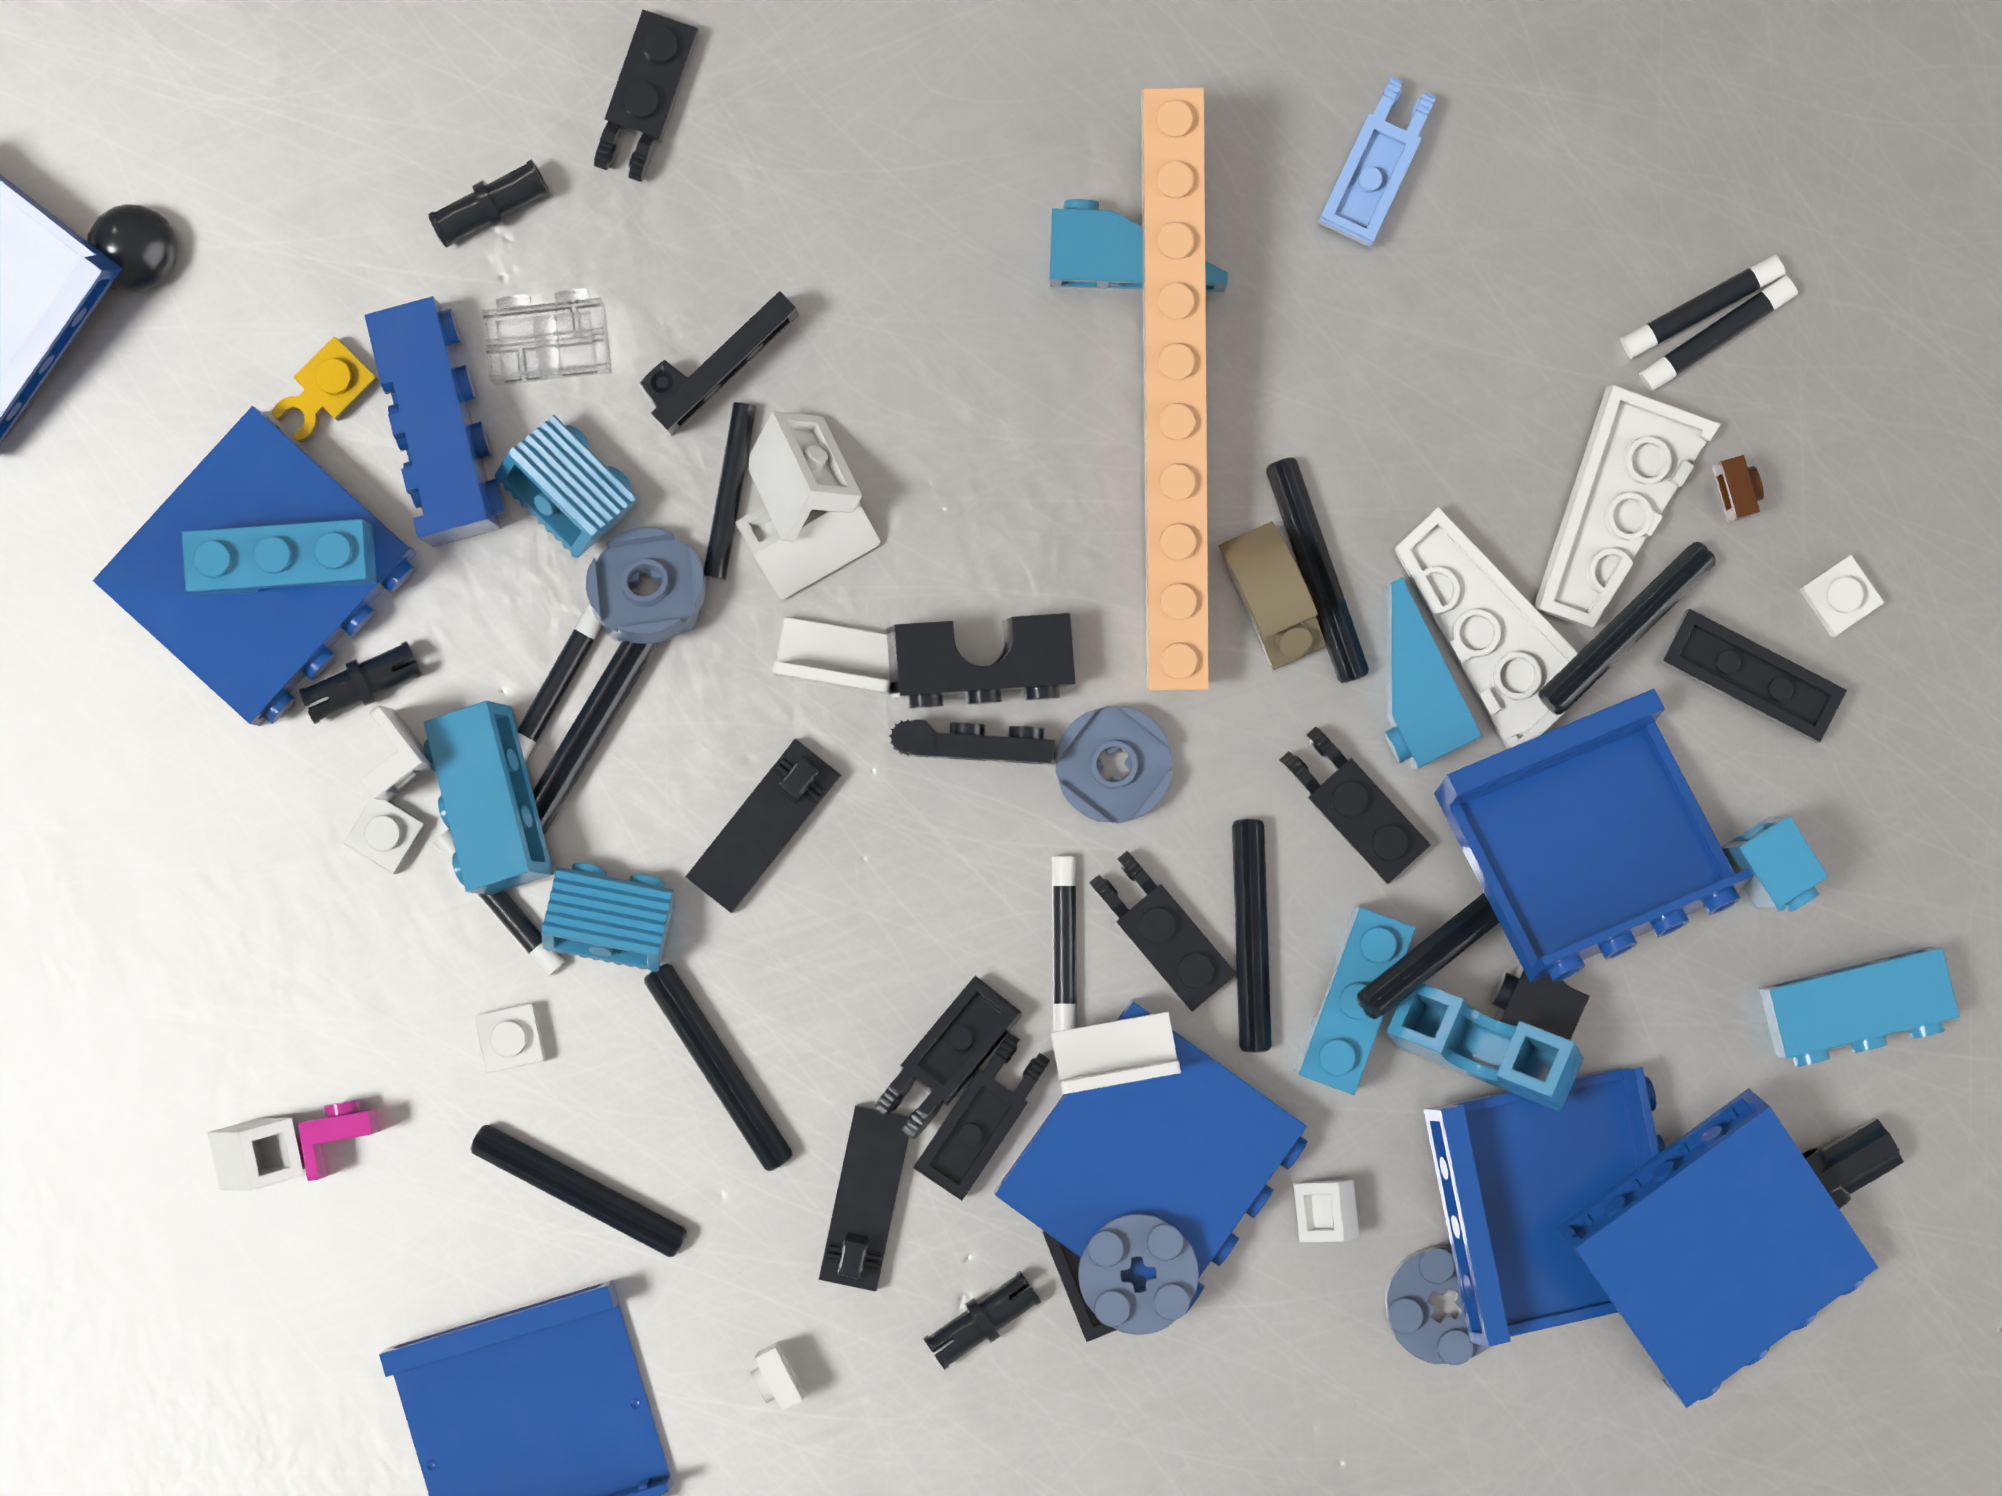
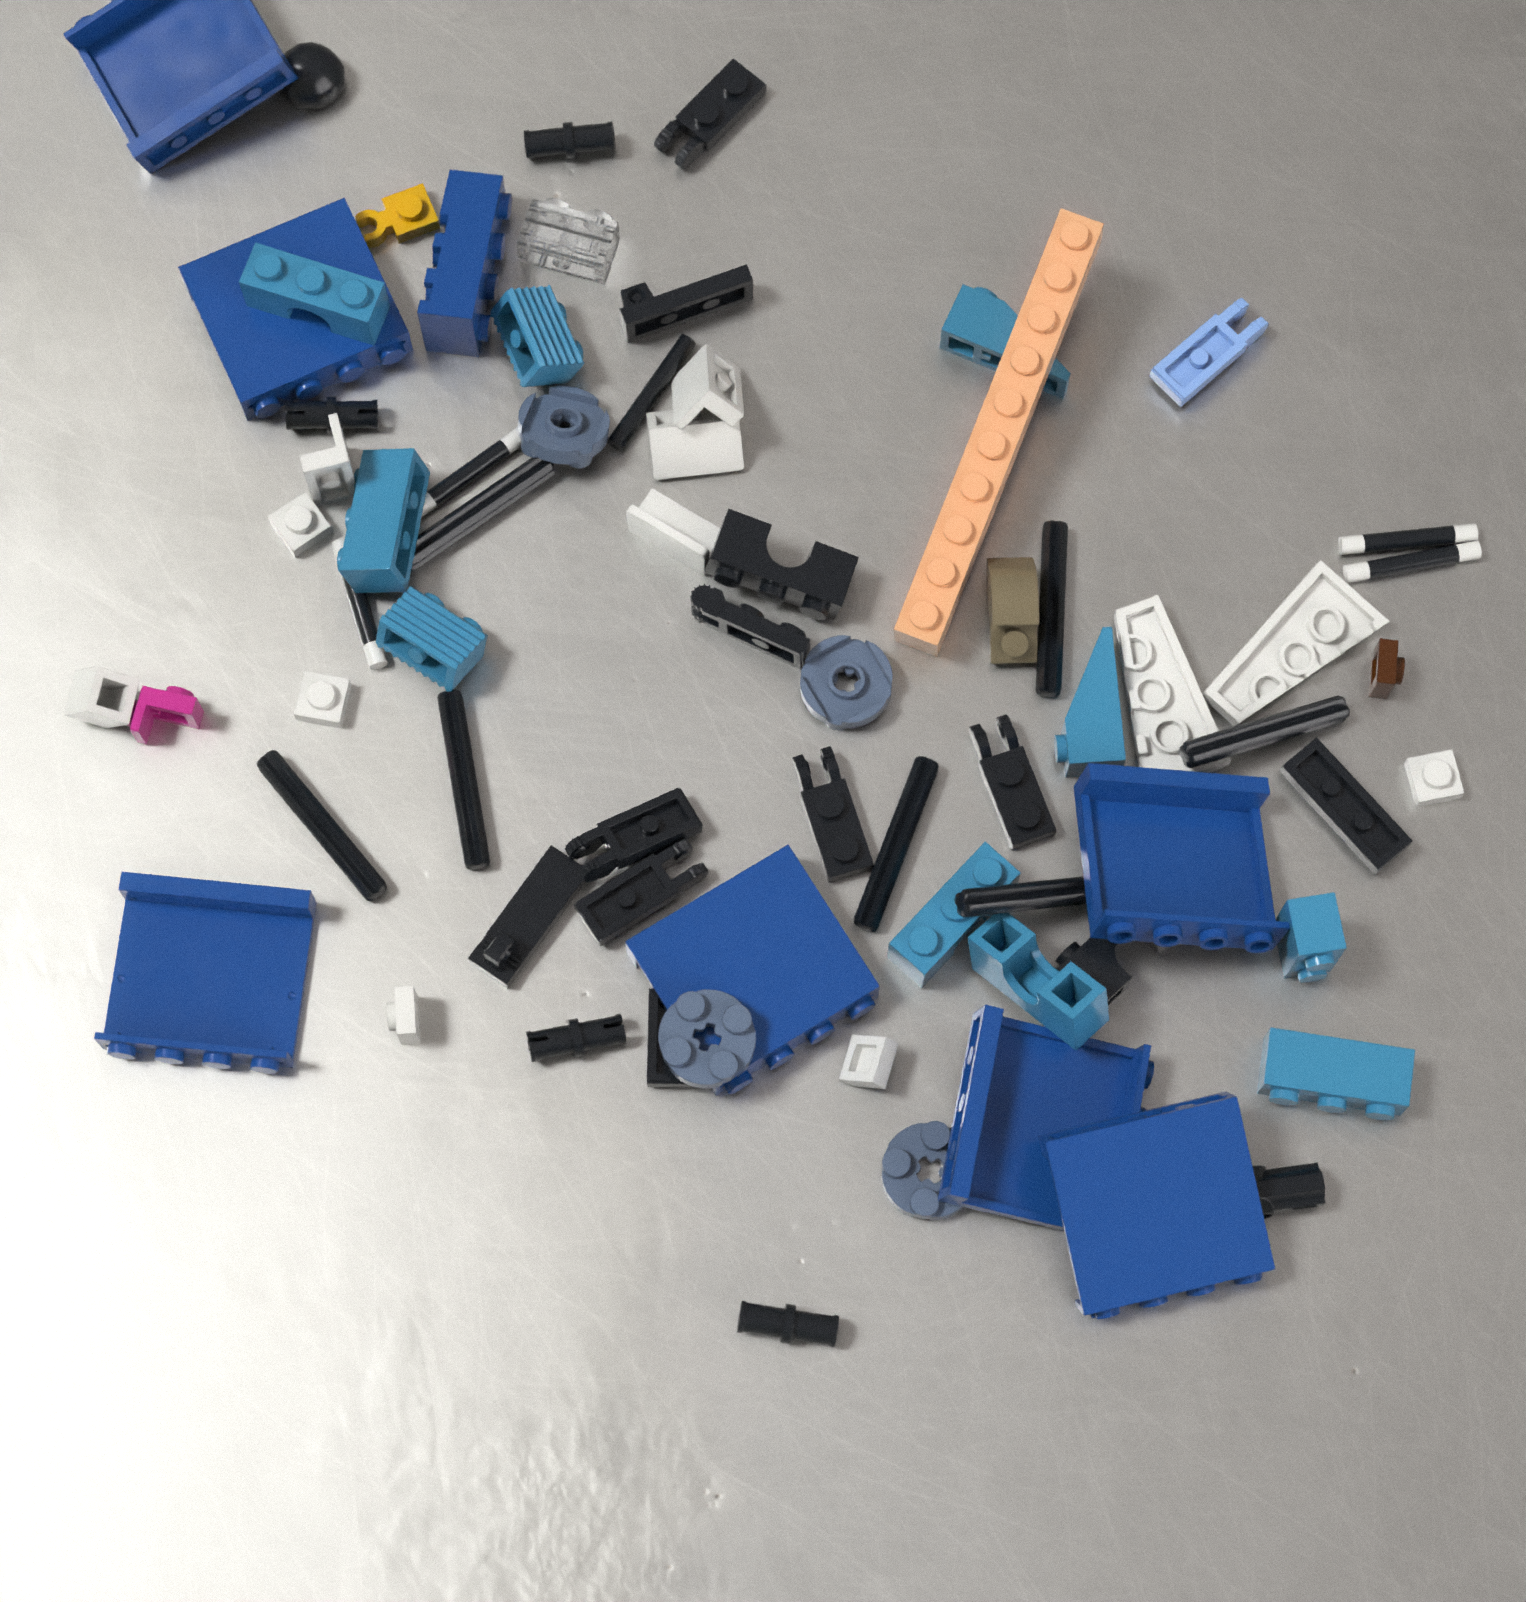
camera: 20 degrees right, 15 degrees down
(763, 826) = (573, 626): black hinge -> none
(1064, 942) = (755, 796): black bar -> none
(1115, 1052) = (758, 871): white panel -> none

